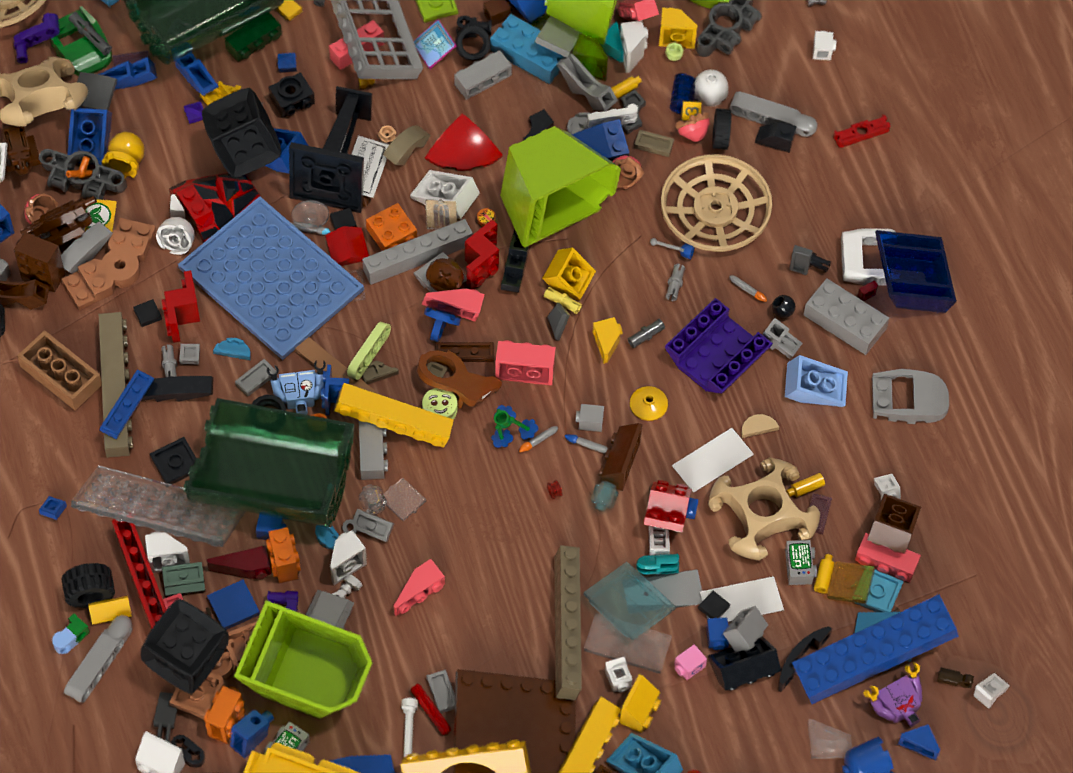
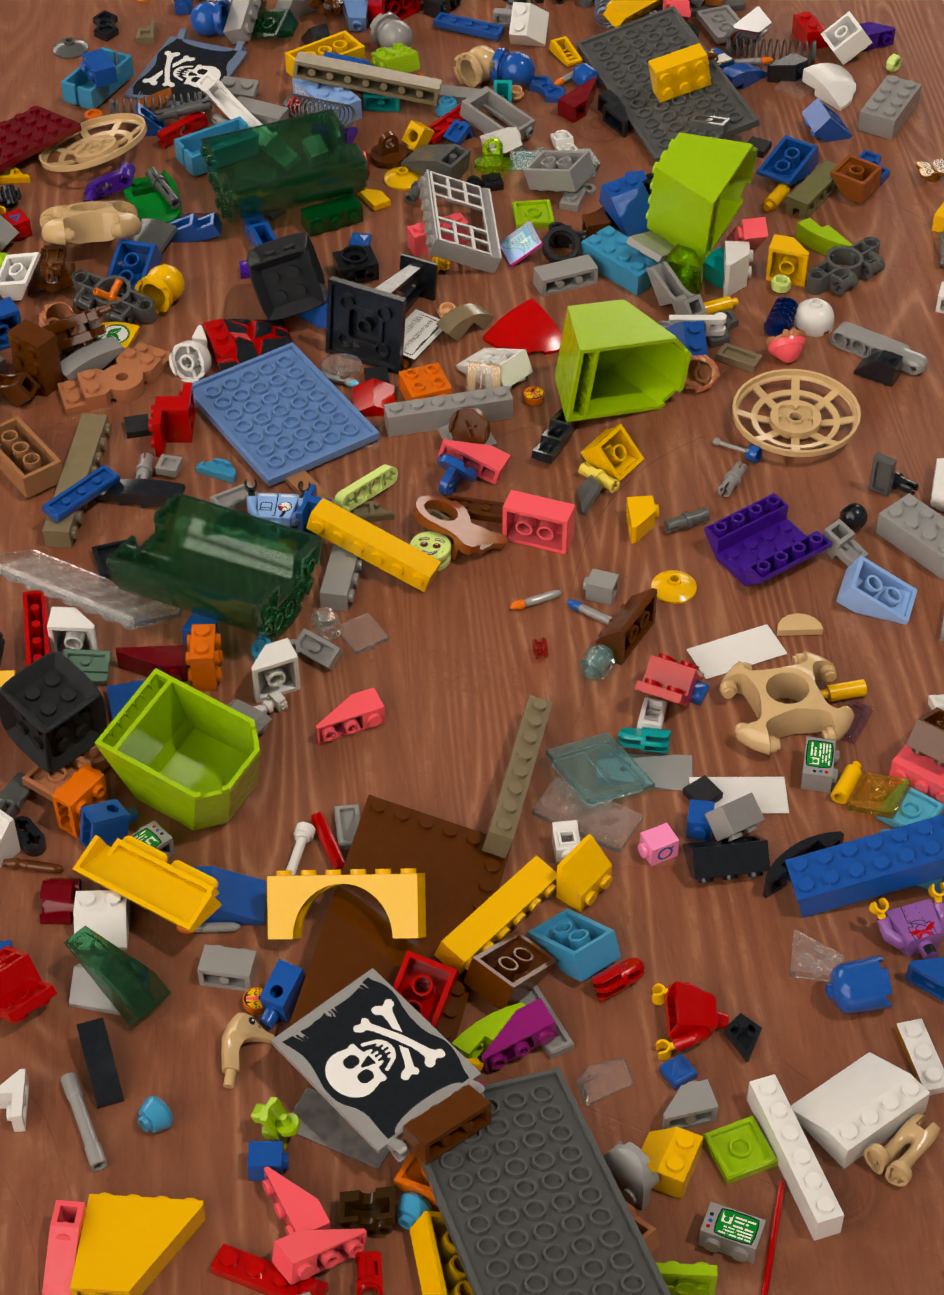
camera: 15 degrees right, 15 degrees down
(481, 255) = (518, 419): red bracket -> none
(504, 418) = (499, 571): blue plant -> none
(690, 108) = (785, 324): yellow tile -> none
(721, 129) = (817, 348): black tyre -> none
(749, 289) = (826, 505): light grey piece -> none

